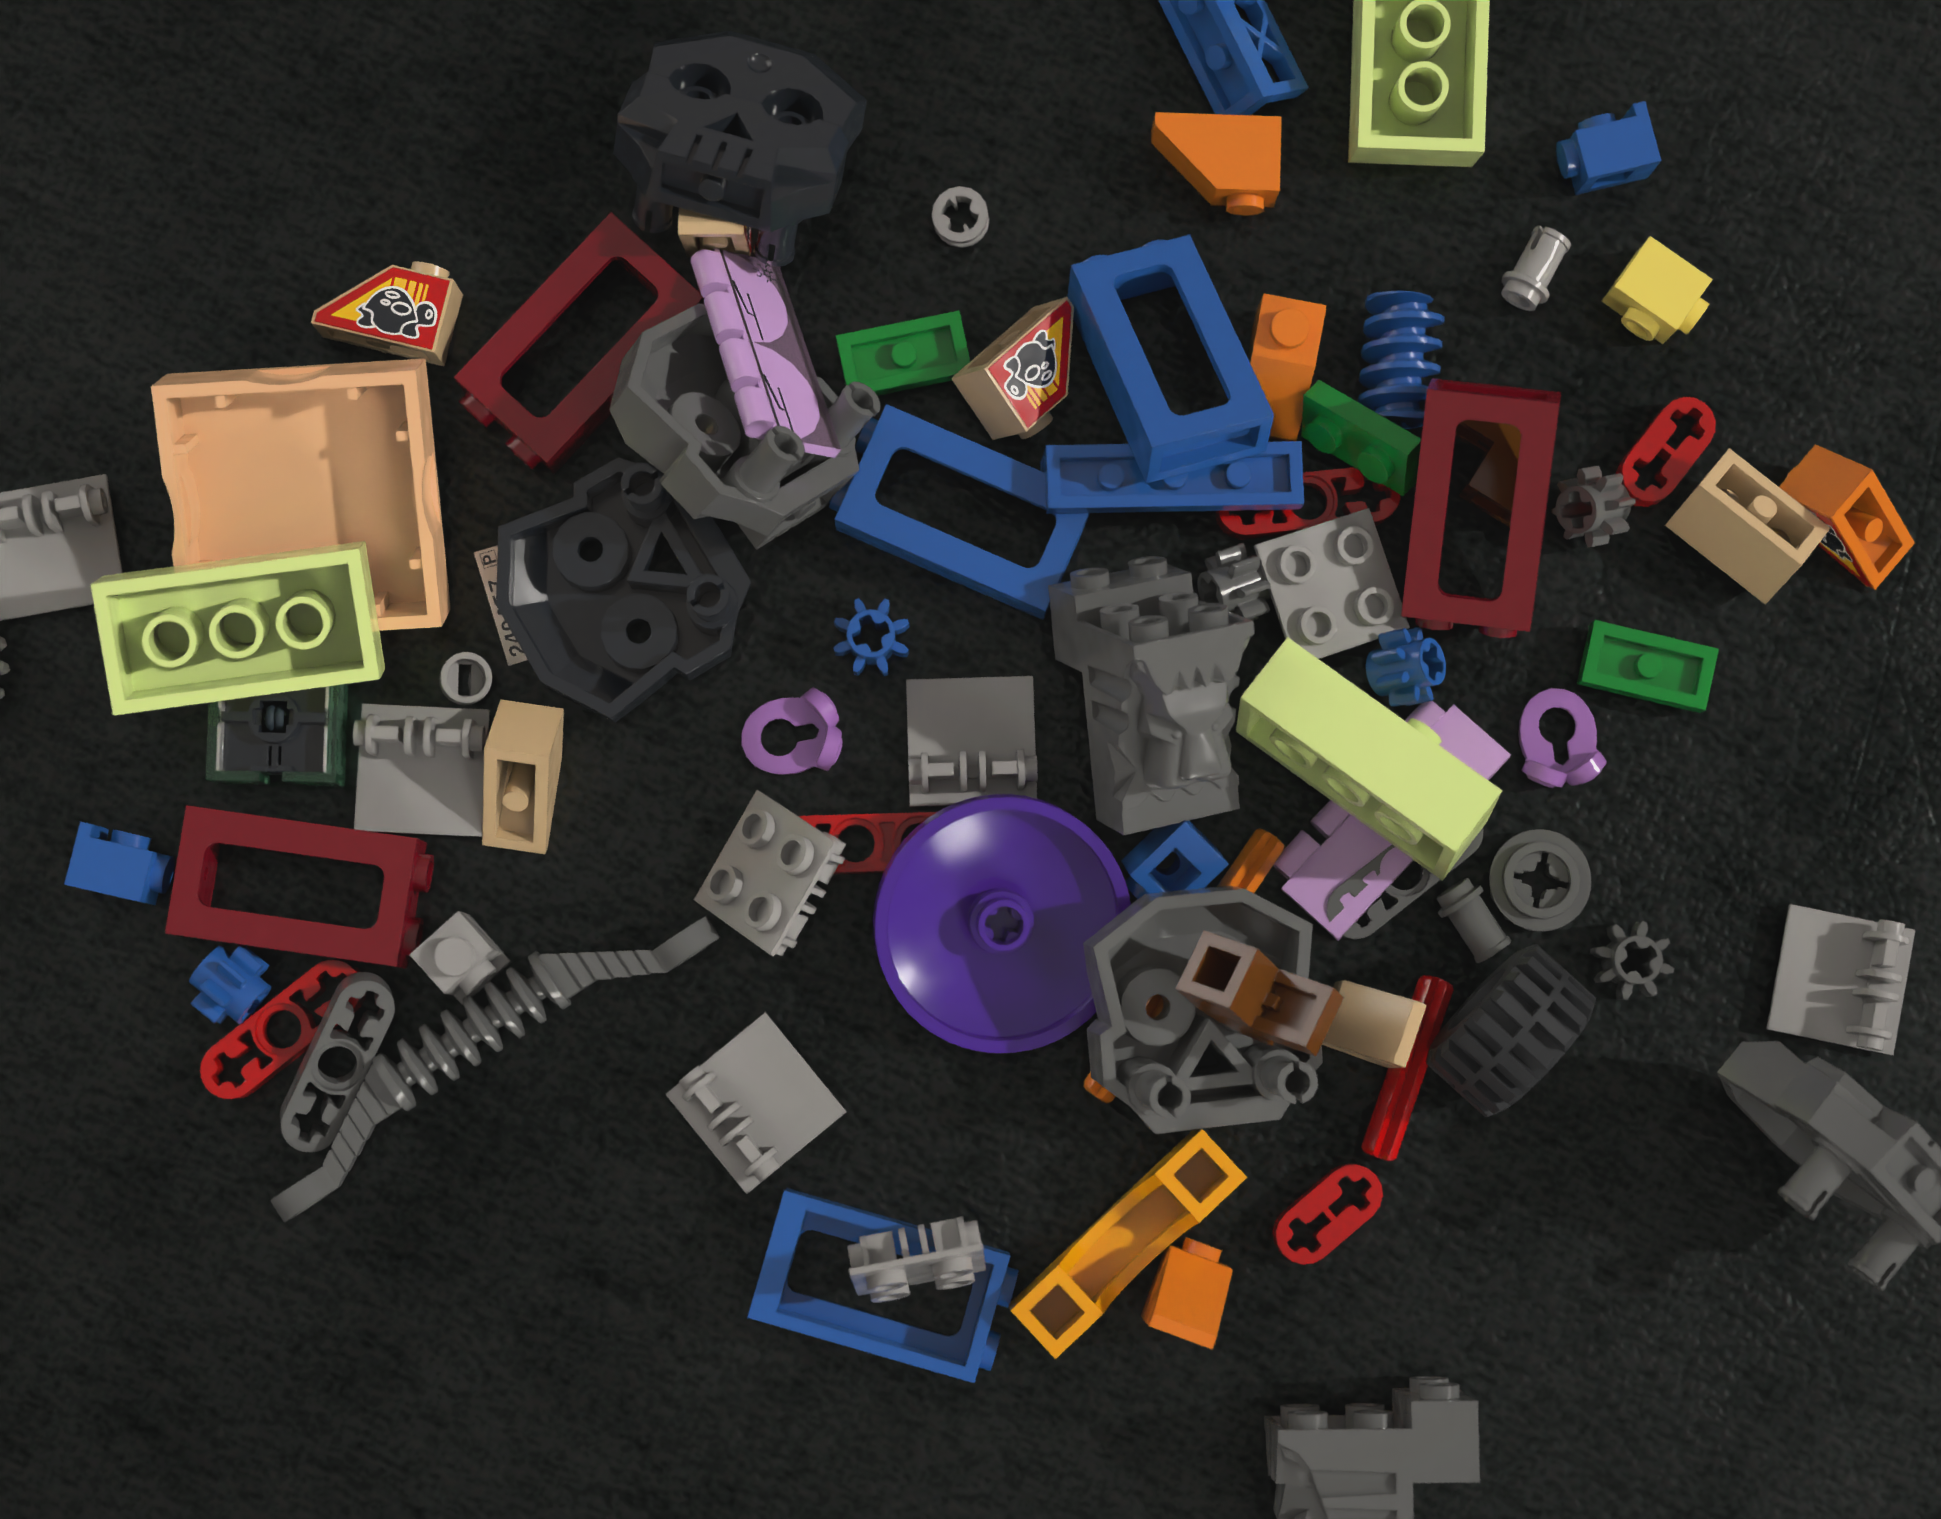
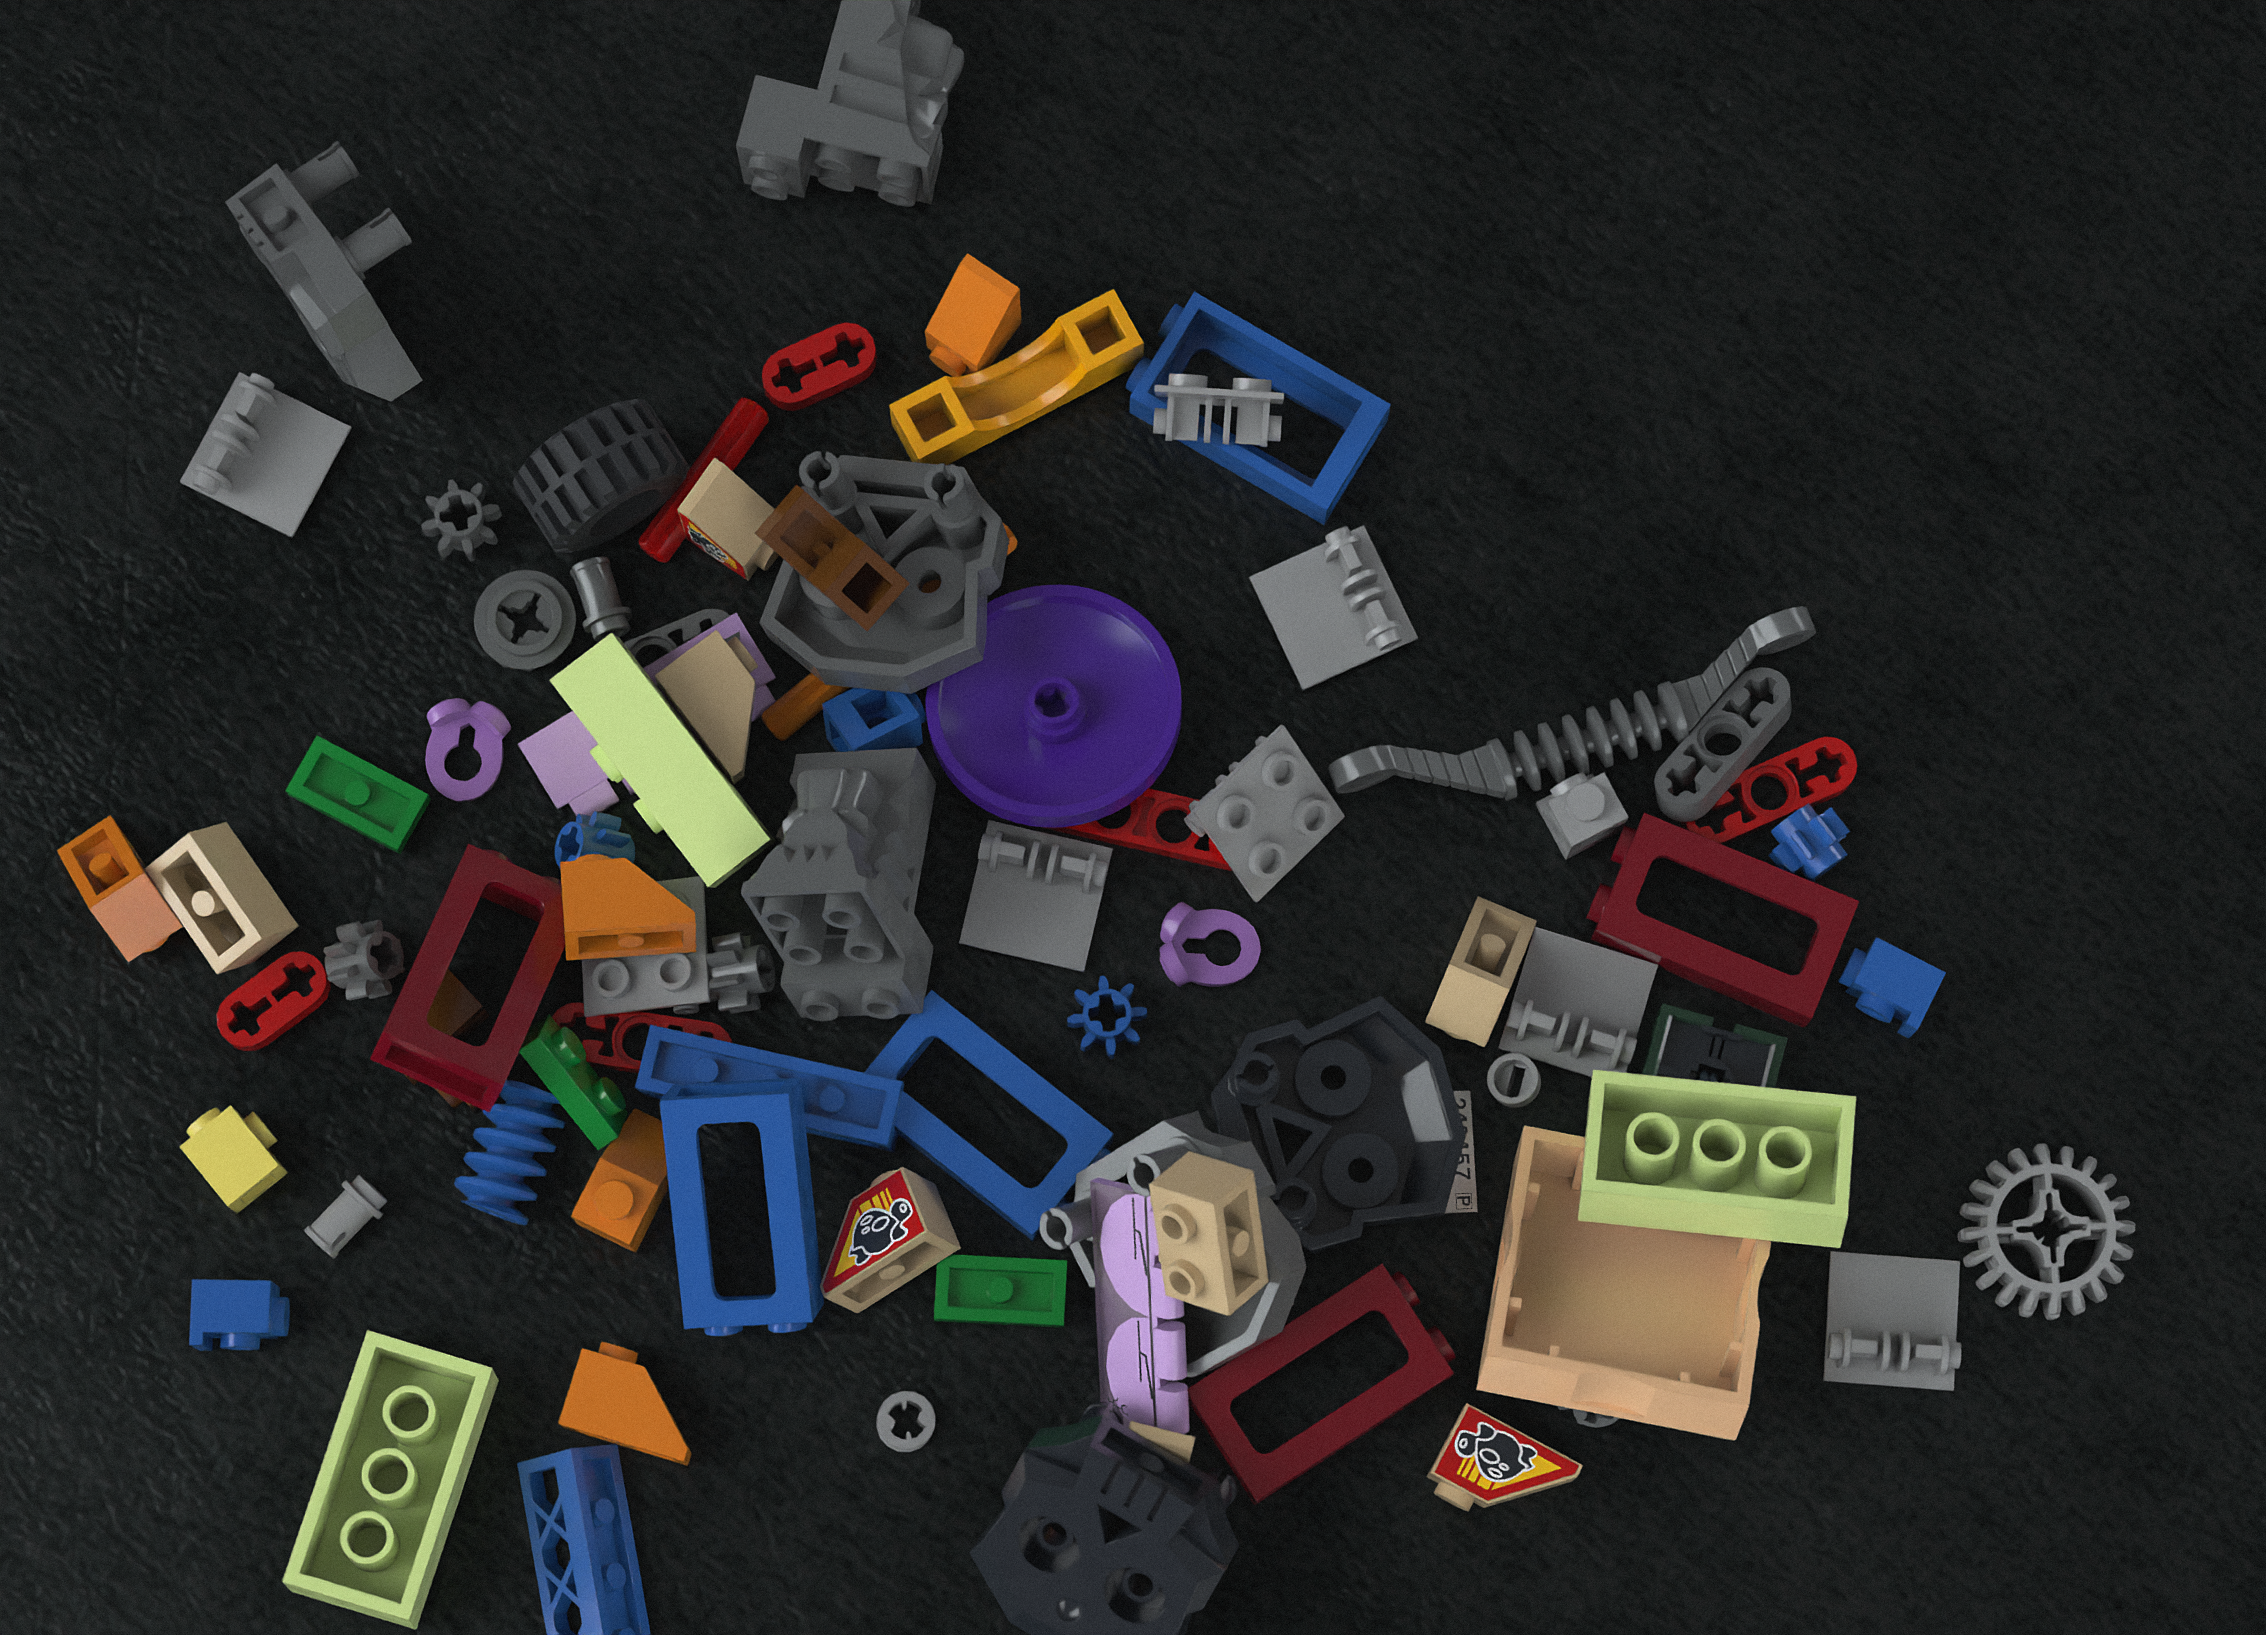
camera: 160 degrees left, 5 degrees down
(708, 401) = (1209, 1233): none -> tan brick
(1332, 840) = (715, 698): none -> tan slope
(1369, 597) = (620, 911): none -> orange slope

